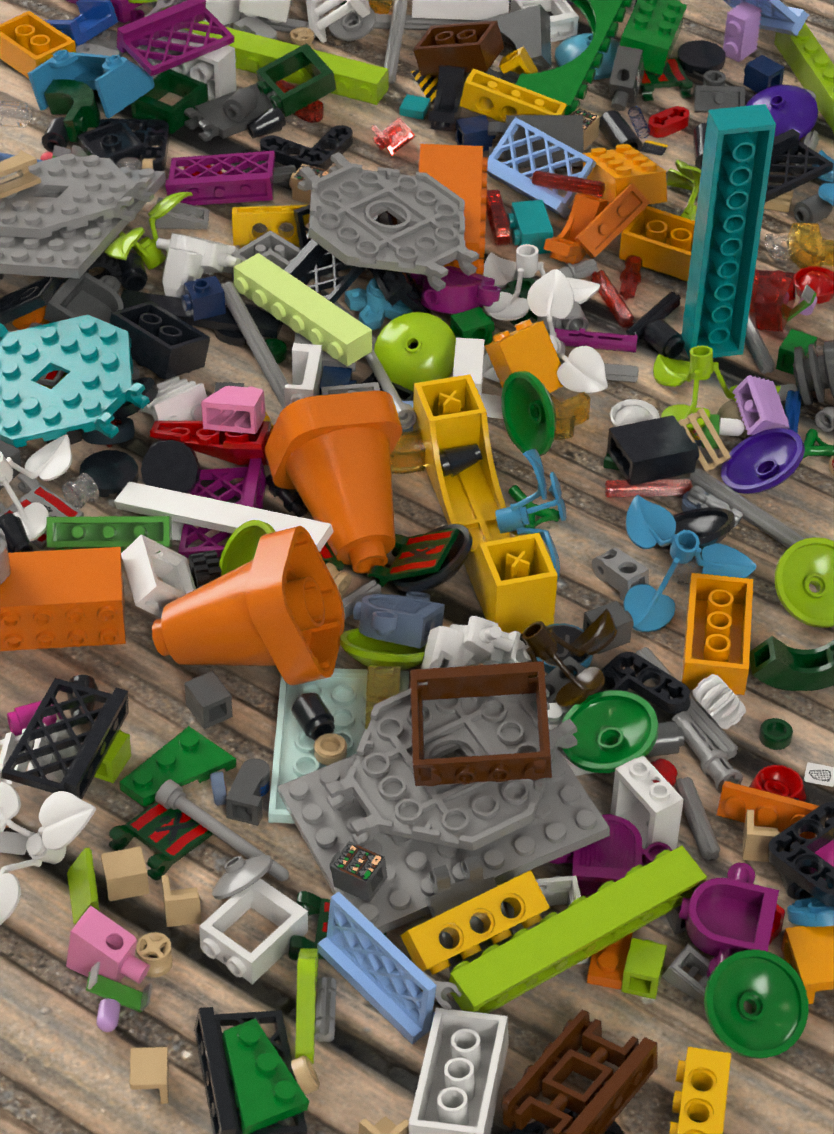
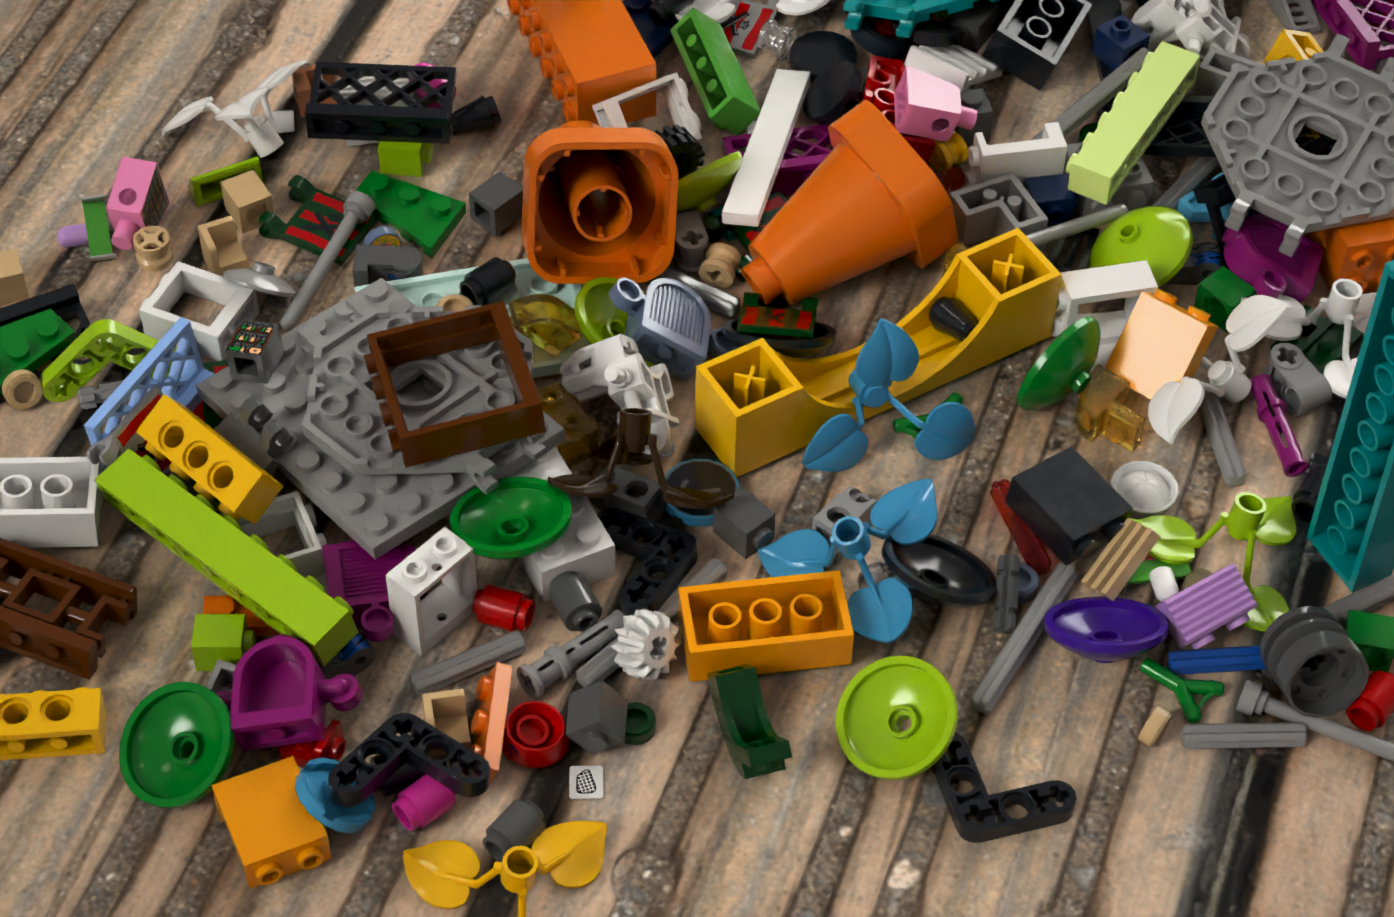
camera: 75 degrees right, 5 degrees up
(780, 745) = (596, 717): none -> dark grey brick

